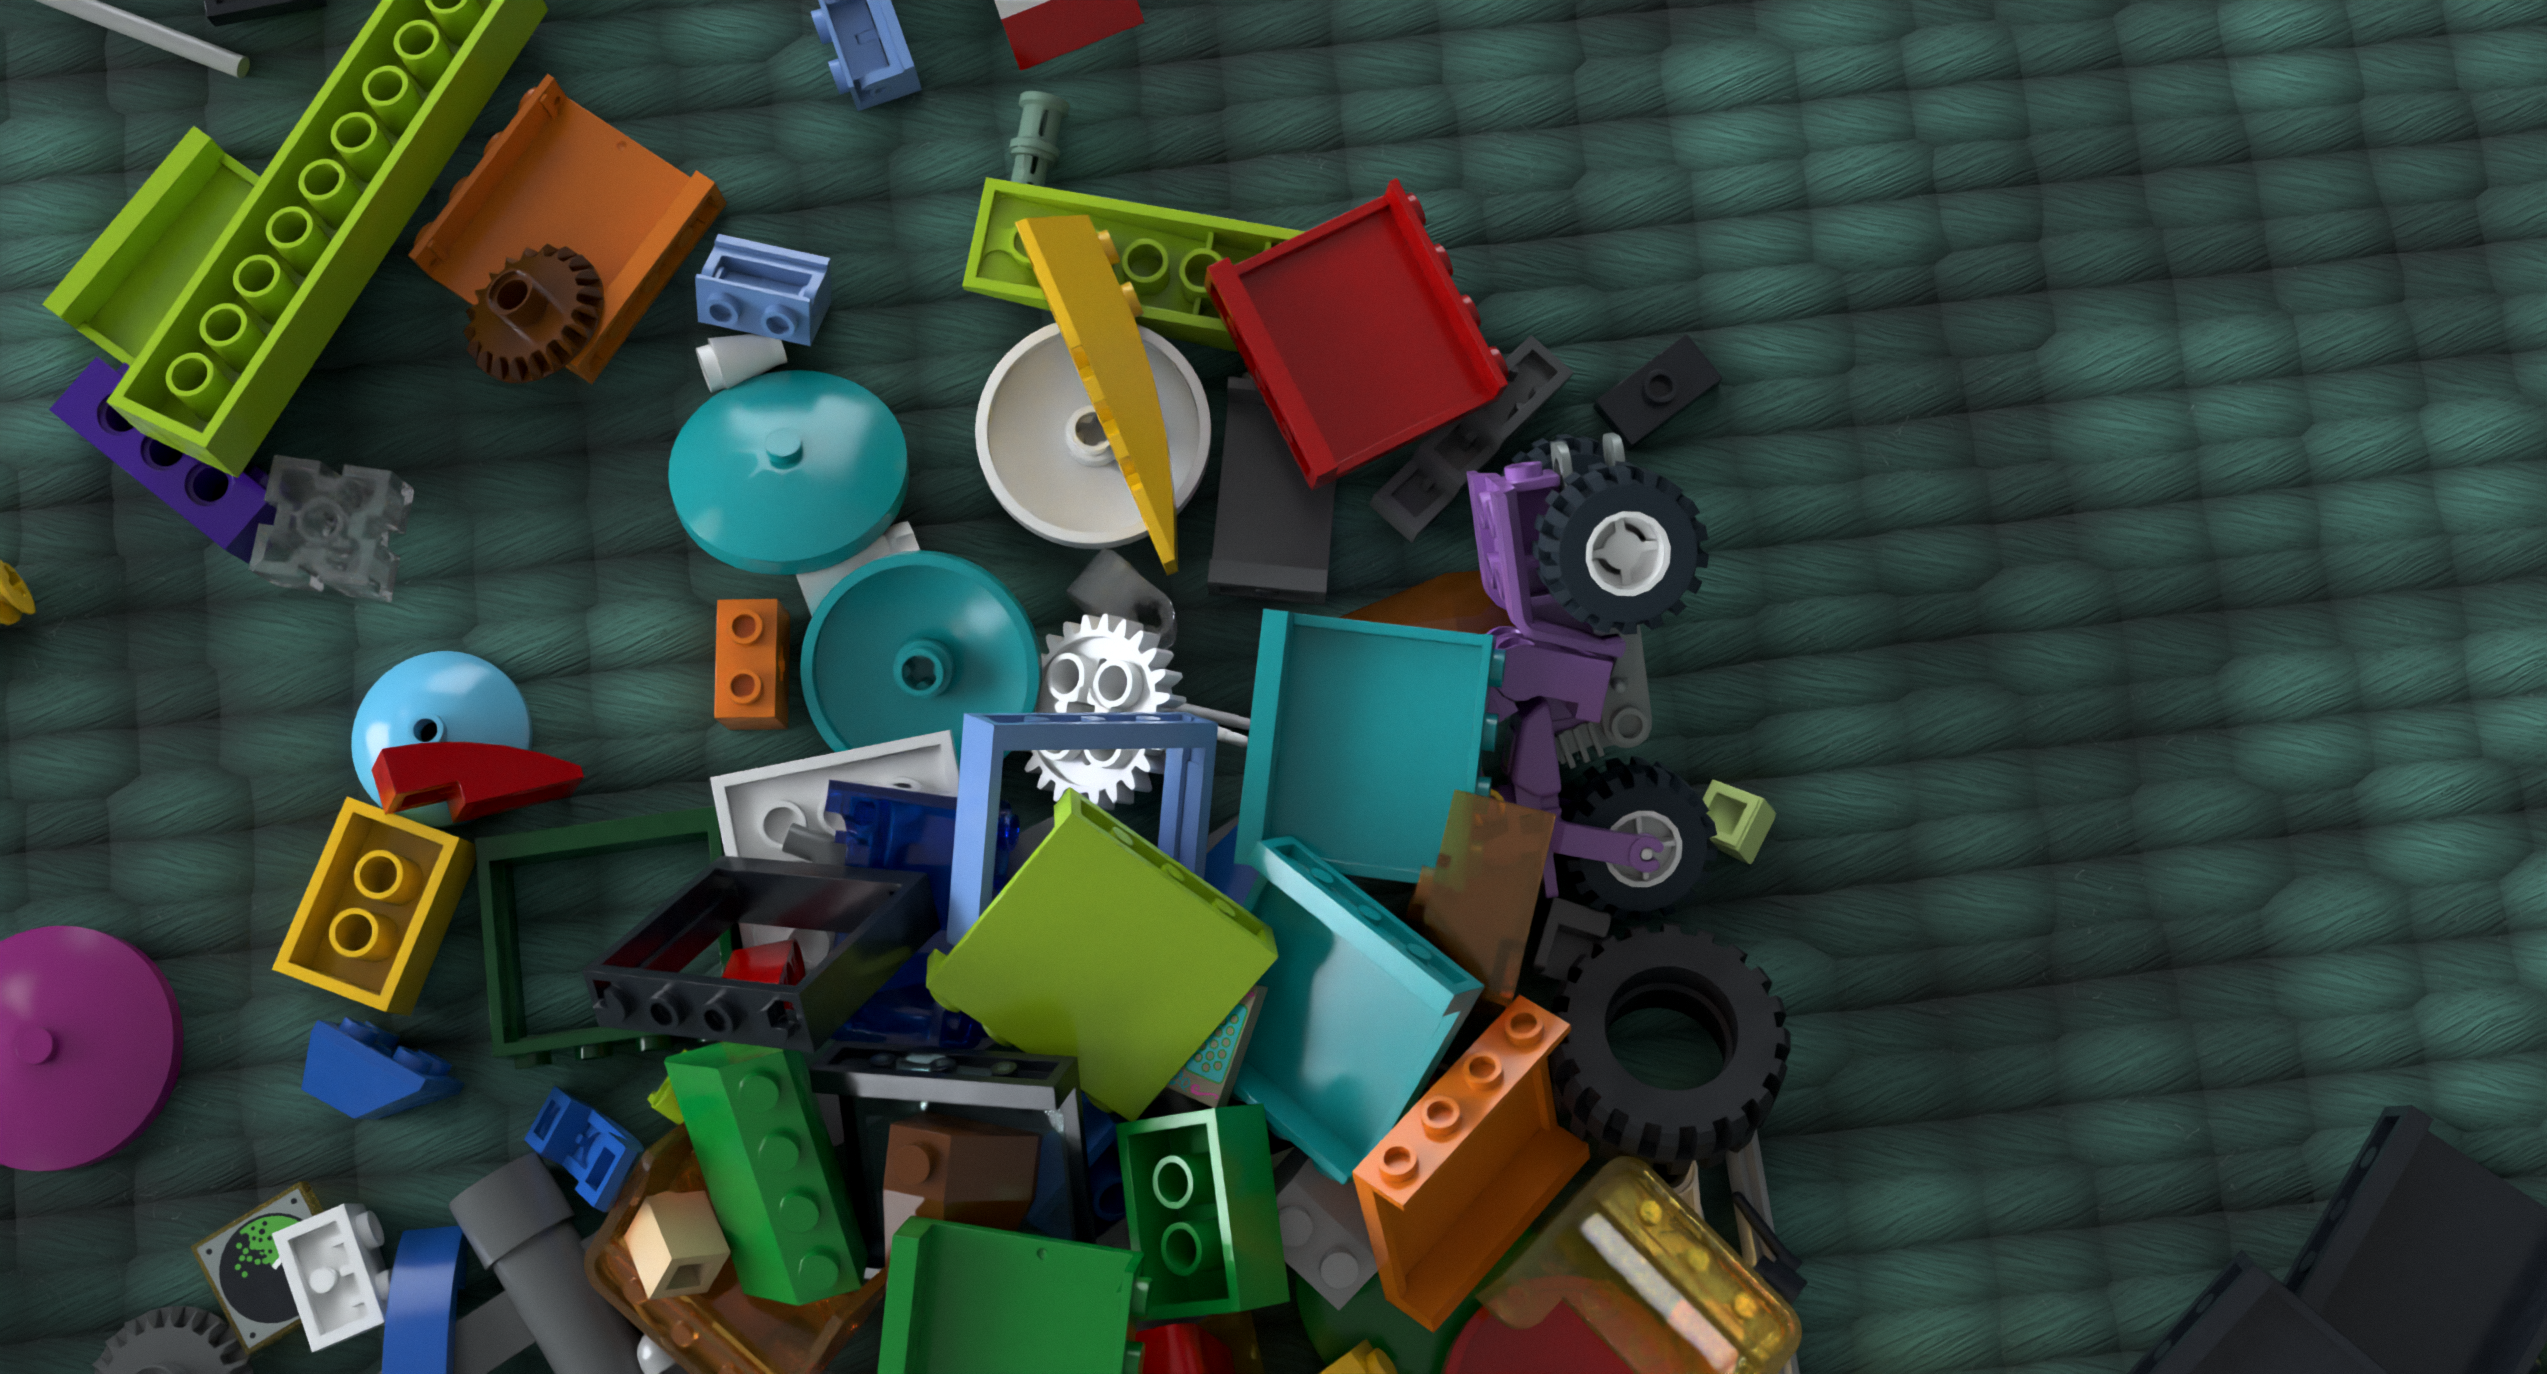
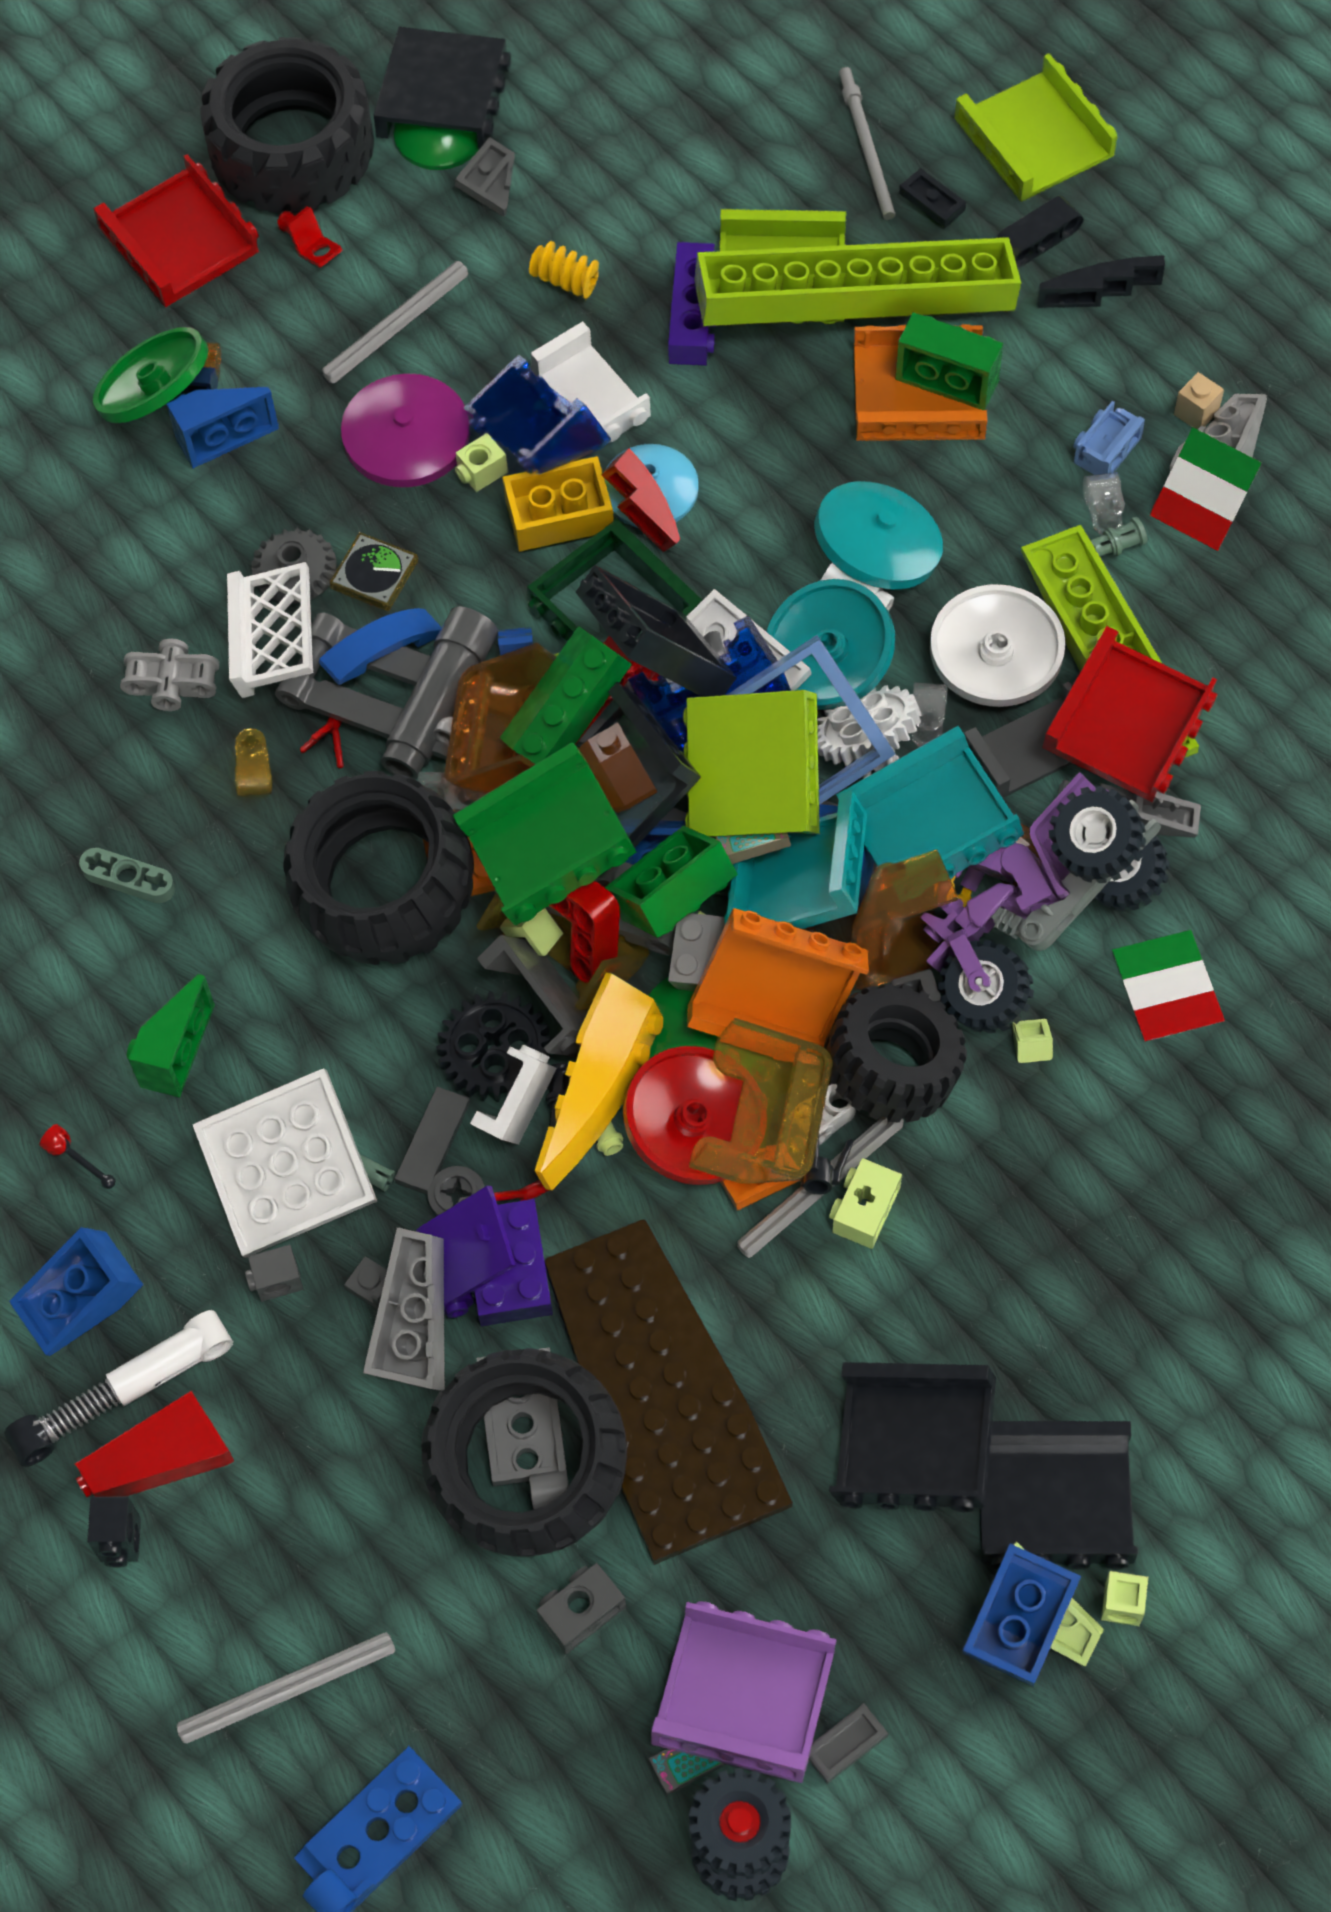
camera: 60 degrees right, 15 degrees down
(190, 957) = (492, 460): none -> yellowish green brick
(198, 713) = (579, 372): none -> white panel
(206, 850) = (534, 420): none -> clear blue windscreen
(311, 501) = (710, 379): clear brick -> none
(336, 1273) = (390, 588): white bracket -> none
(368, 1075) = (485, 547): blue slope -> none
(535, 315) = (868, 392): reddish brown gear -> none
(573, 163) = (949, 361): none -> green brick
(676, 1244) = (502, 693): tan brick -> none
(737, 358) = (915, 485): white cone -> none
(752, 664) = (777, 578): orange brick -> none
(764, 290) = (954, 474): medium blue hinge -> none
(960, 115) = (1104, 500): none -> clear piece
(1110, 359) = (1045, 603): yellow wedge -> none
(1657, 392) = (1219, 879): black plate -> none
(1774, 577) = (1168, 985): none -> sticker
(1874, 1257) = (865, 1222): none -> yellowish green brick

